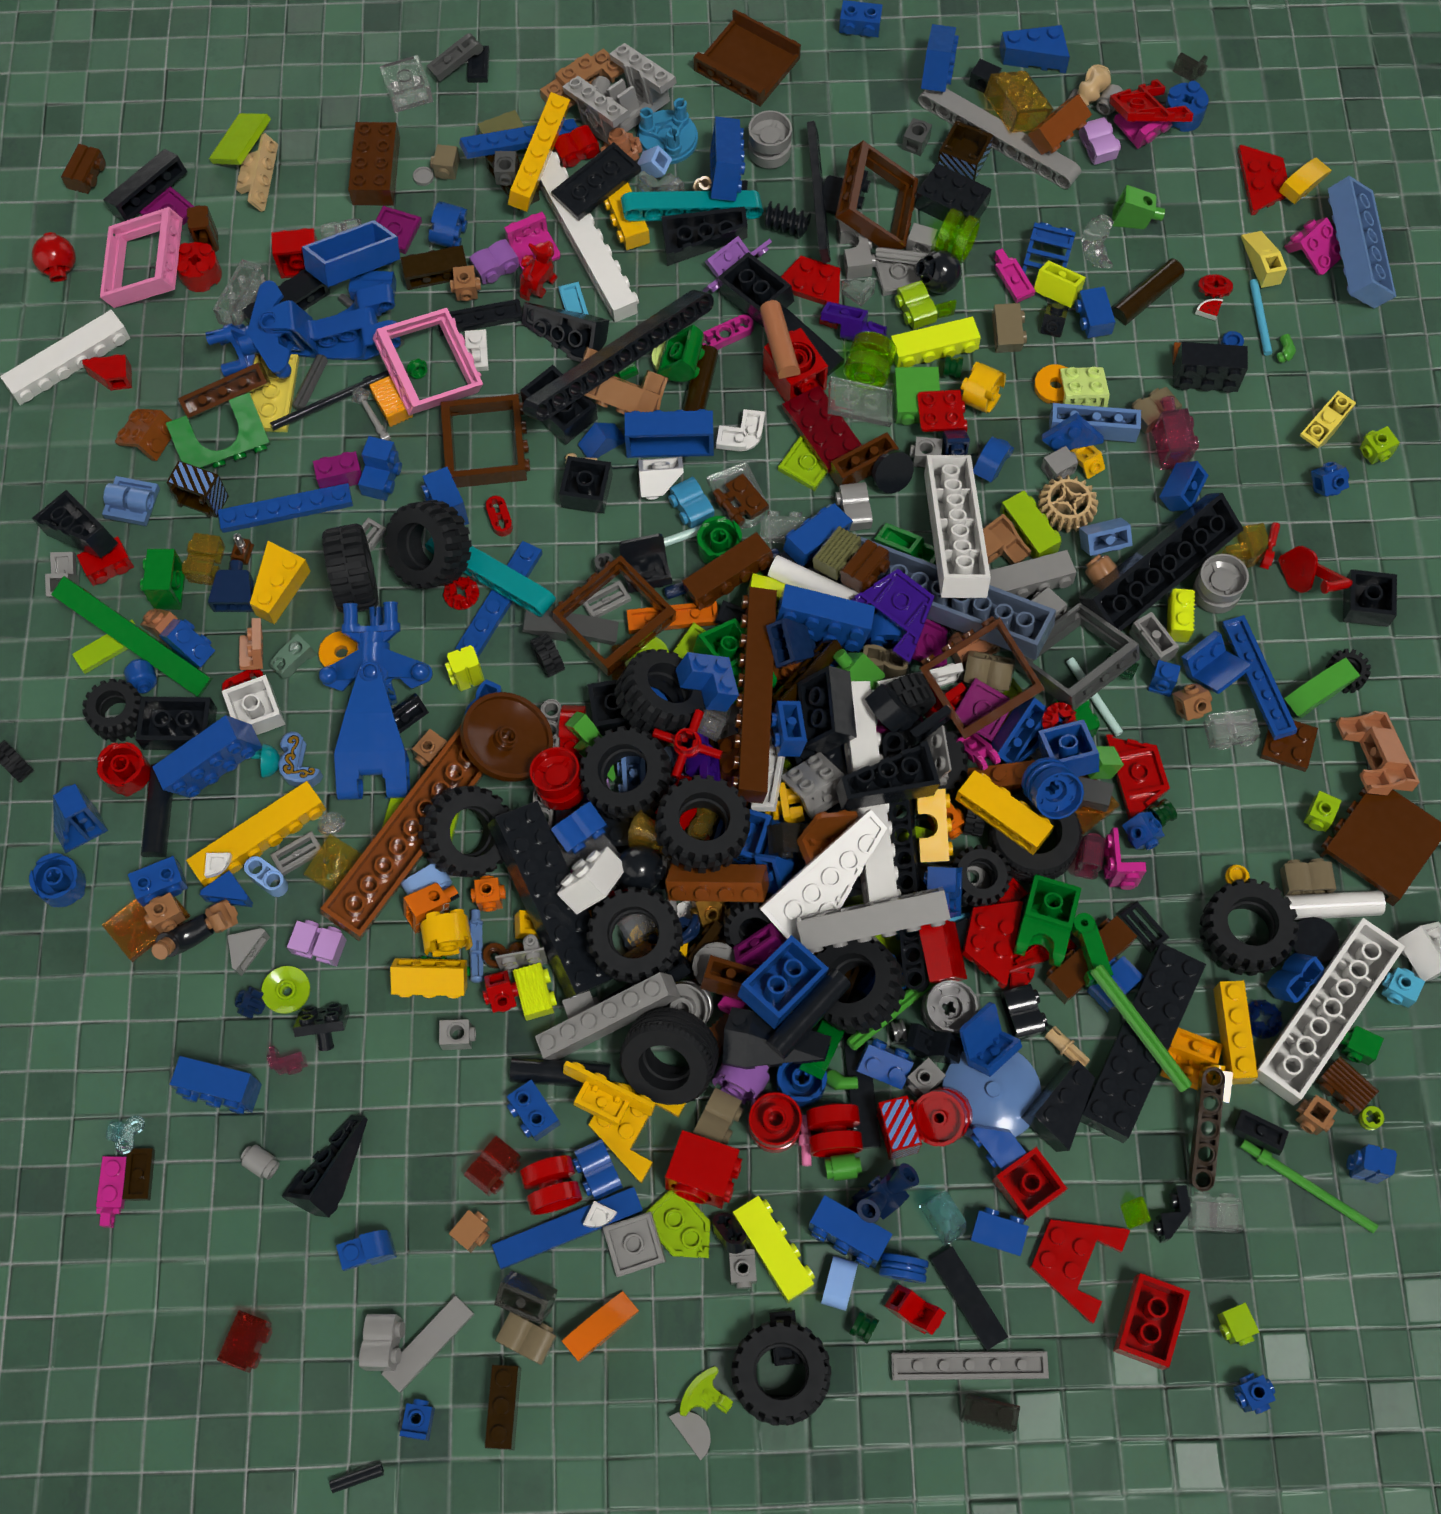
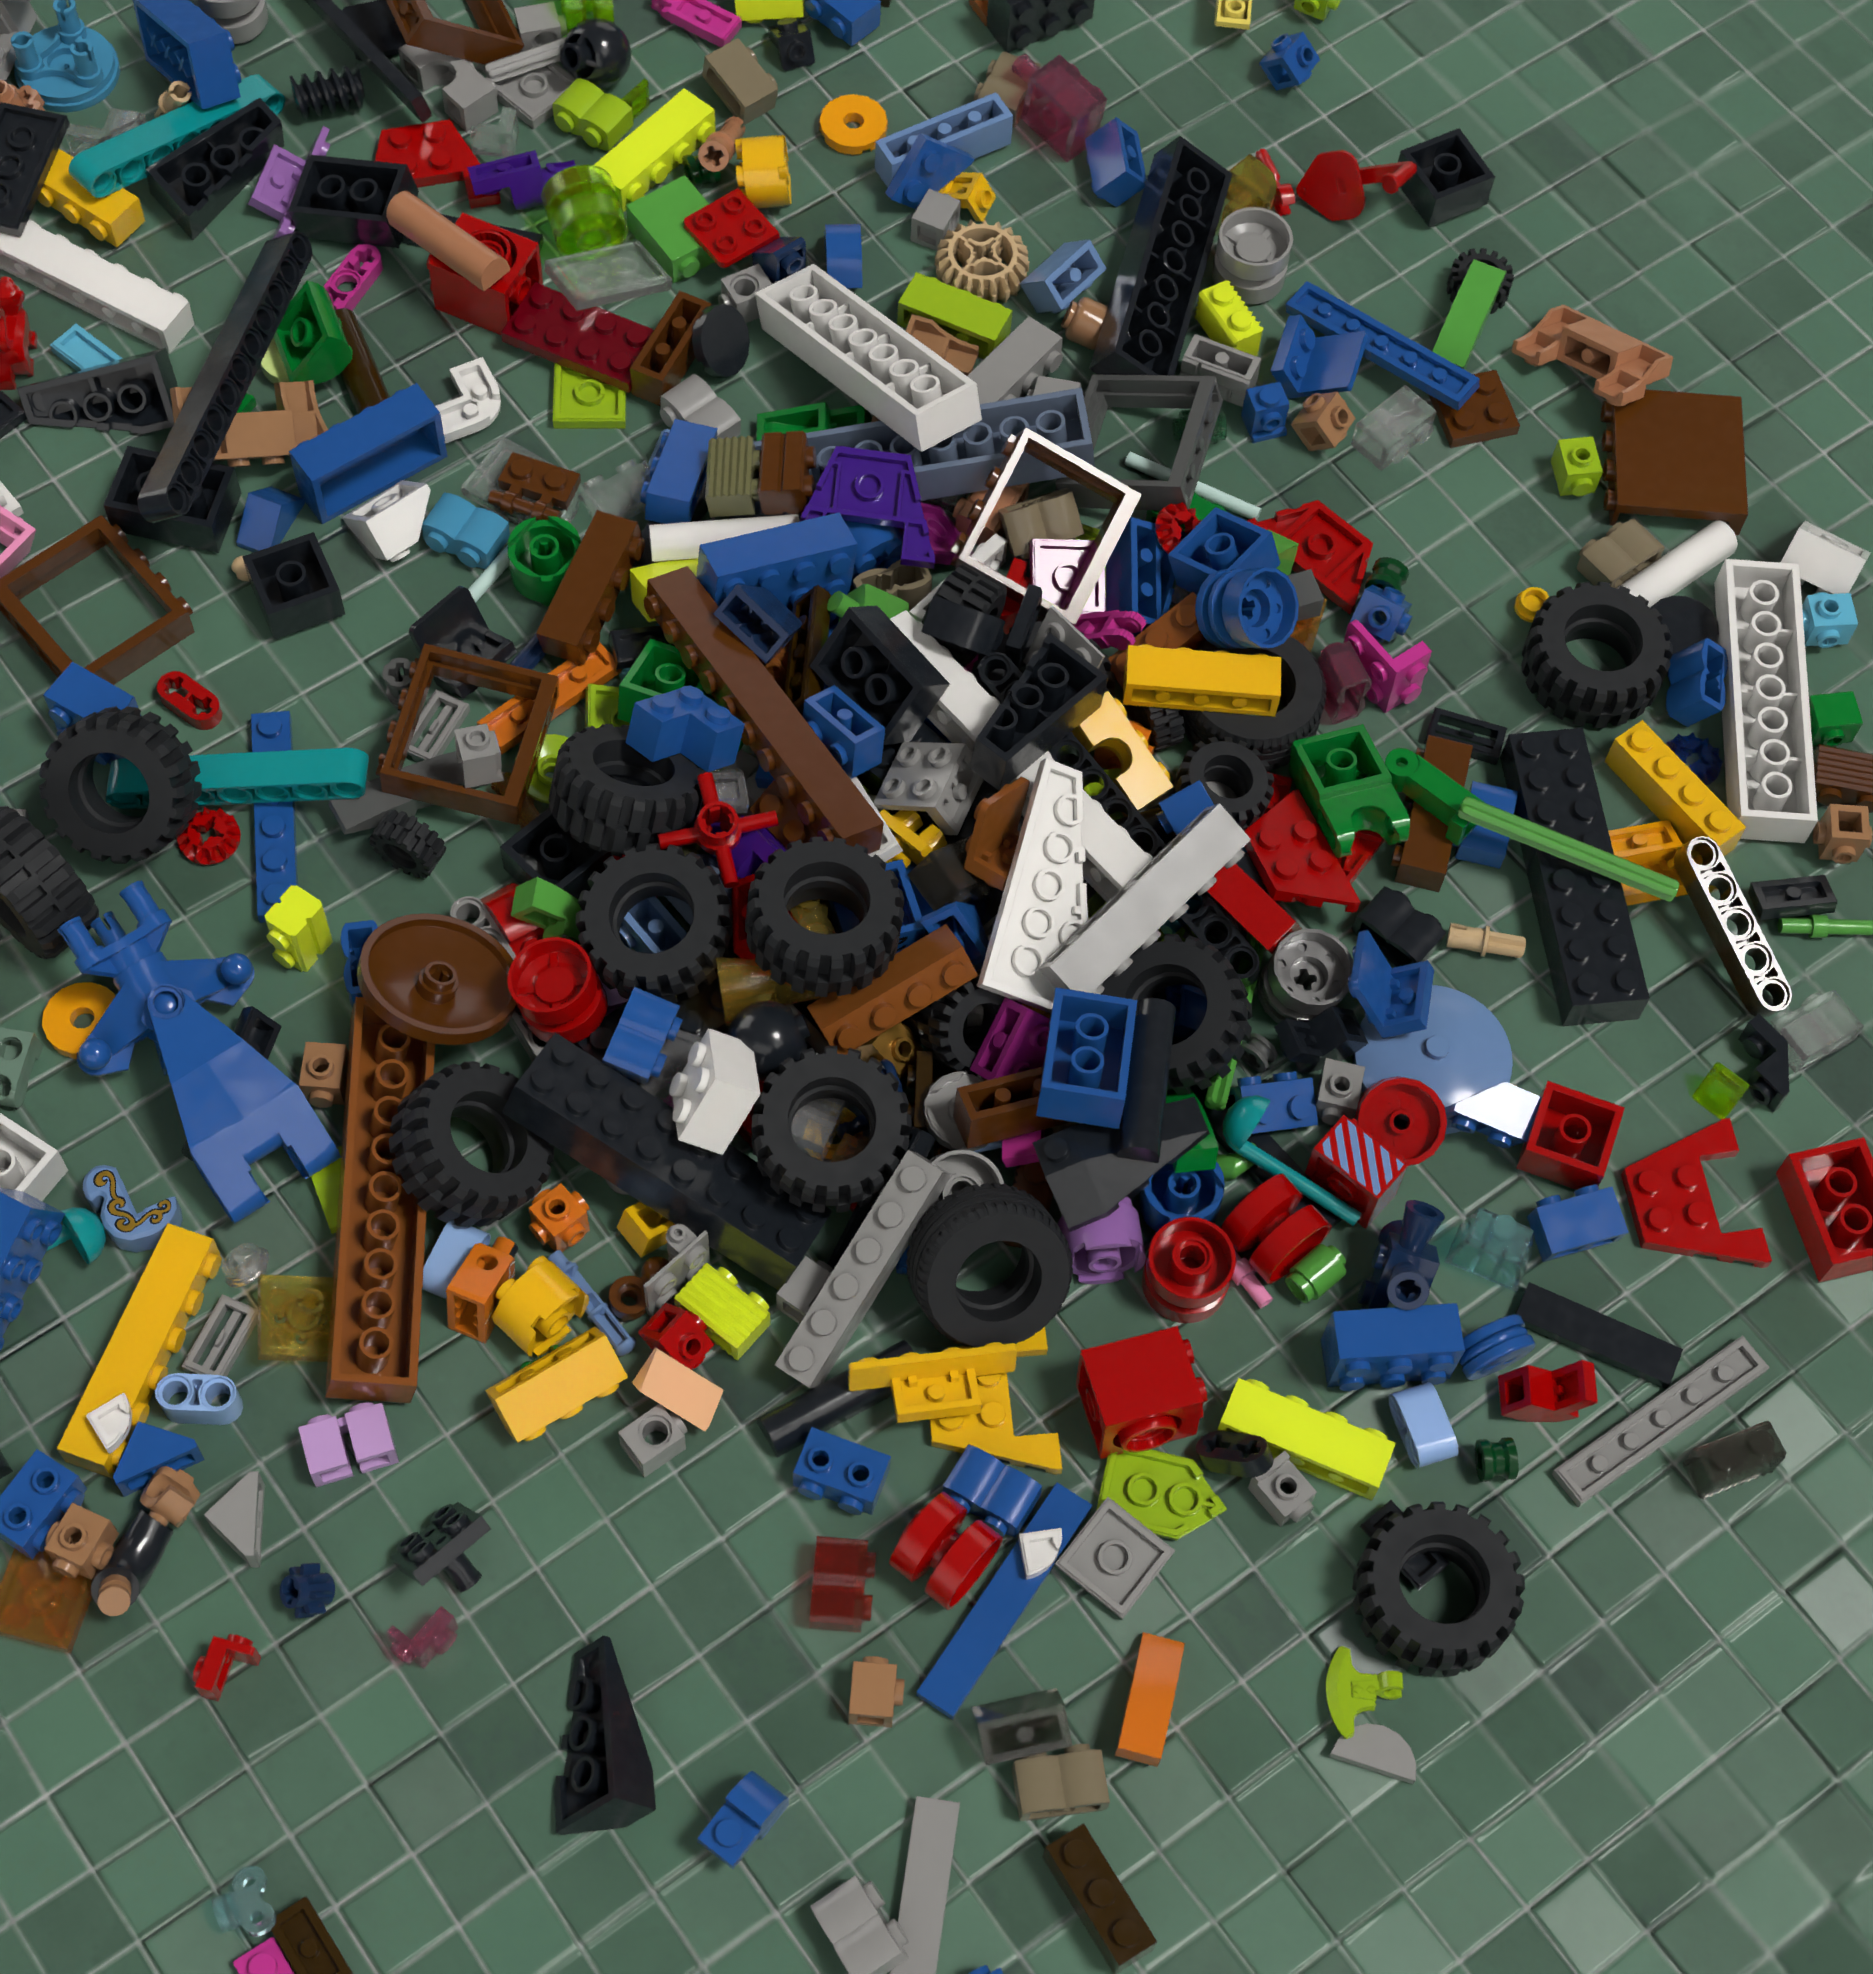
camera: 40 degrees left, 5 degrees down
(187, 1011) = (213, 1670): none -> red bracket
(215, 1085) = (343, 1737): blue brick -> none
(259, 1162) = (488, 1805): light grey brick -> none
(280, 980) = (344, 1519): lime dish -> none
(482, 1018) = (678, 1389): none -> light nougat slope
(603, 631) = (479, 755): none -> light grey window
(654, 161) = (79, 102): light blue brick -> none
(719, 1116) = (1104, 1308): dark tan brick -> none
(851, 1063) = (1238, 1126): none -> teal piece
(966, 360) = (720, 145): none -> nougat pin
(1021, 977) = (1365, 888): red tile -> none
(1061, 1105) = (1535, 1015): black wedge -> none
(1085, 386) = (897, 102): yellowish green bracket -> none

